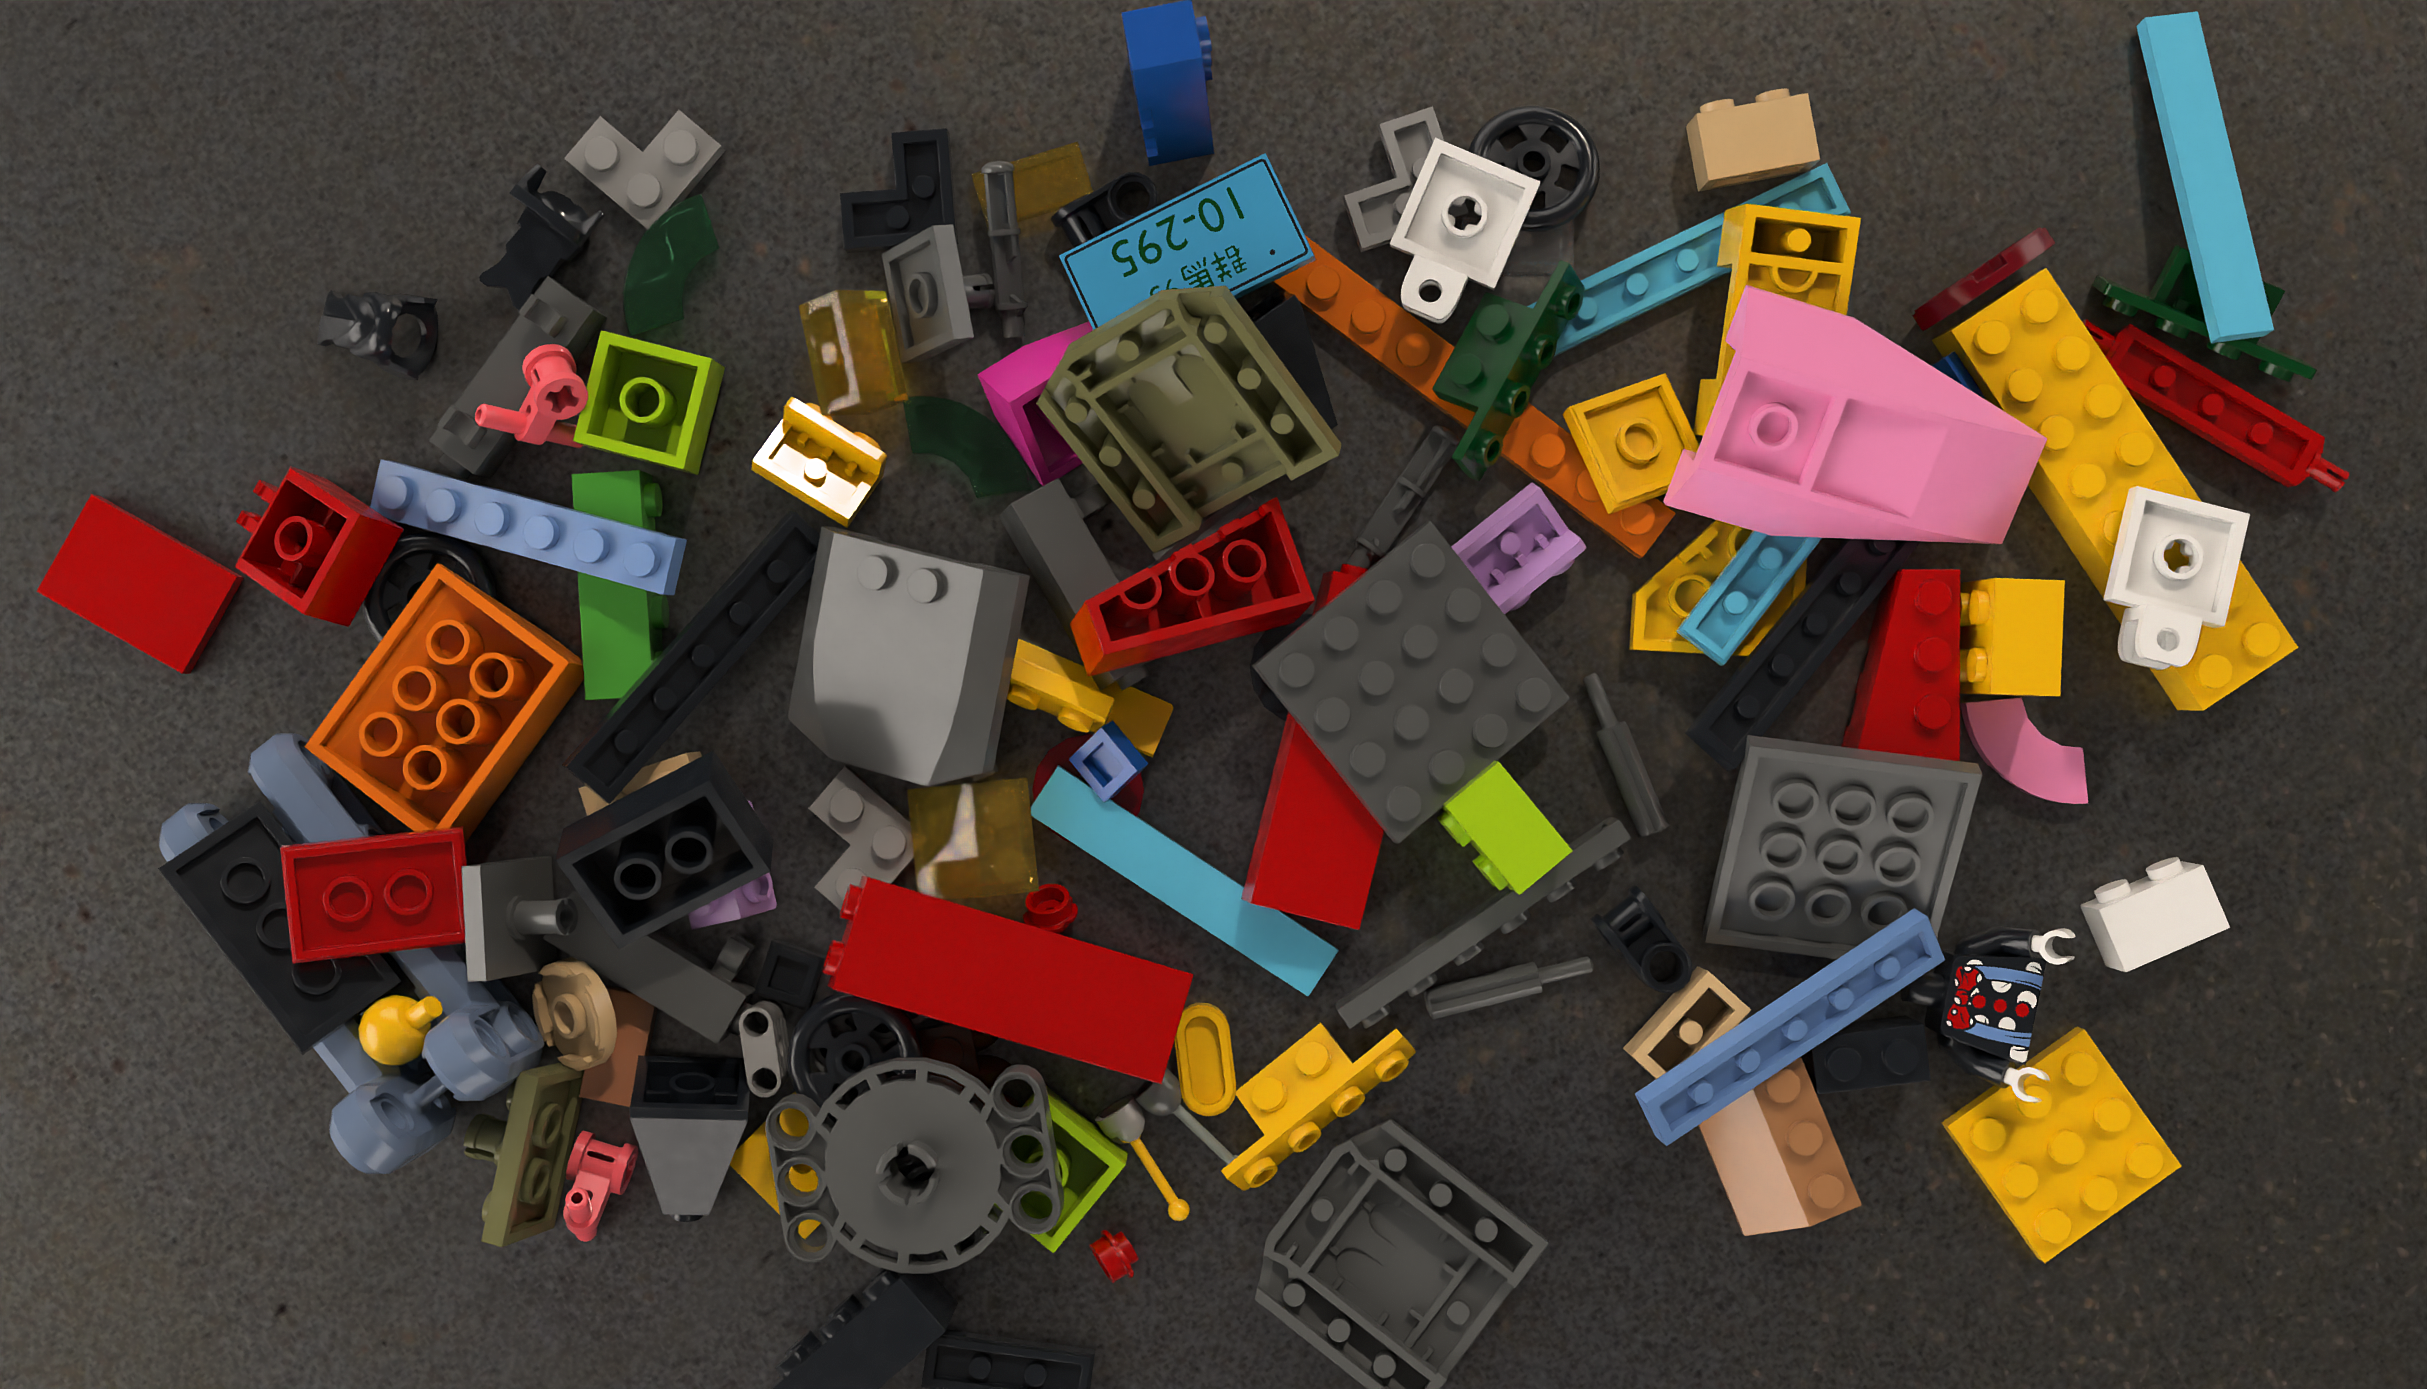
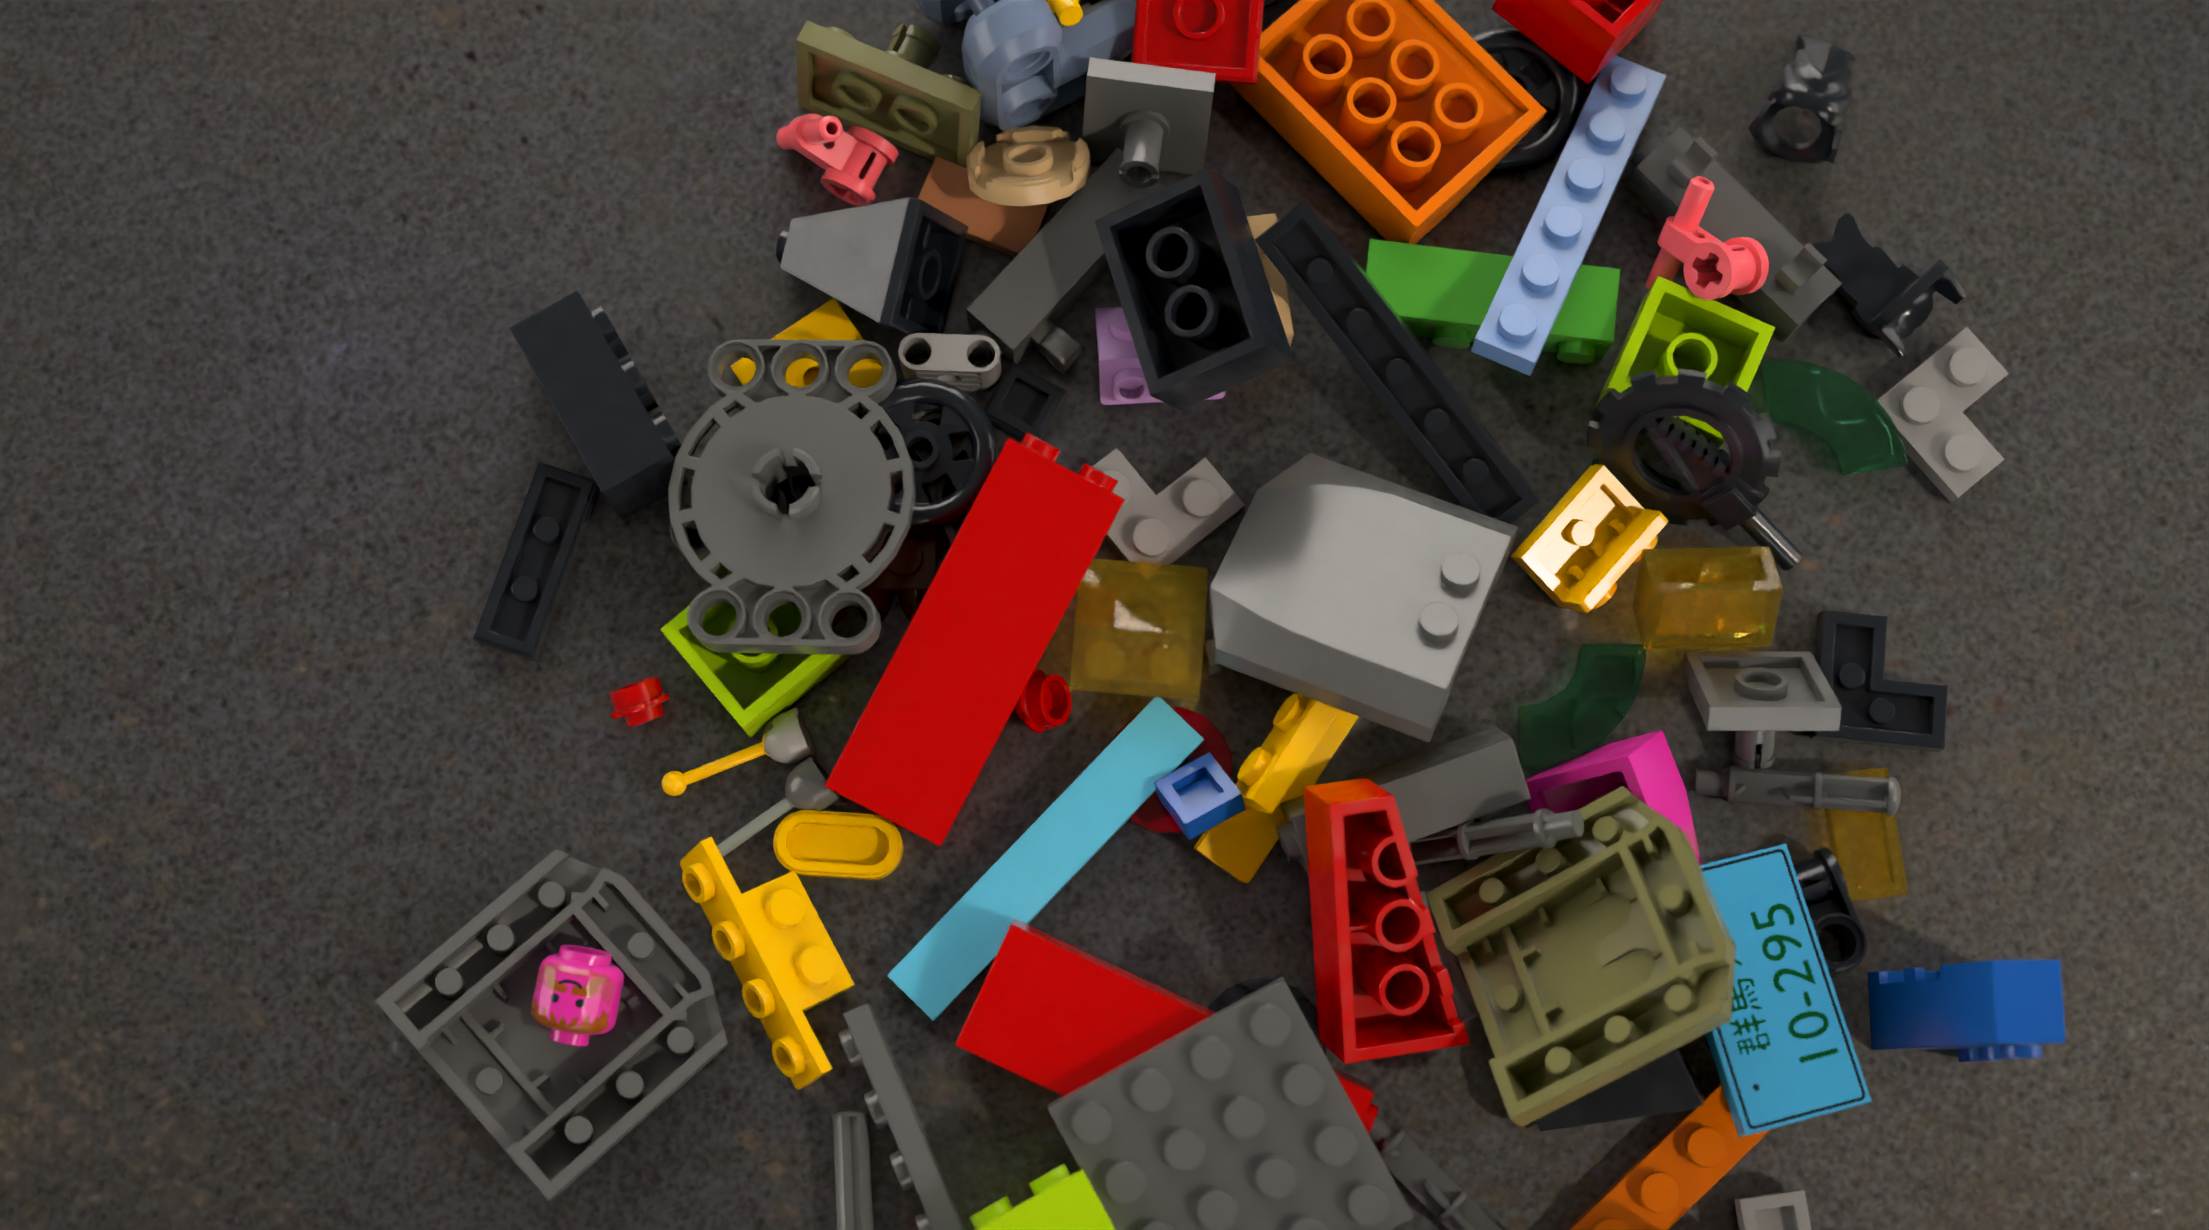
camera: 95 degrees right, 10 degrees down
(748, 371) = (1705, 479): none -> black bar
(1097, 503) = (1497, 836): none -> dark grey piece
(1374, 1255) = (577, 994): none -> dark pink head

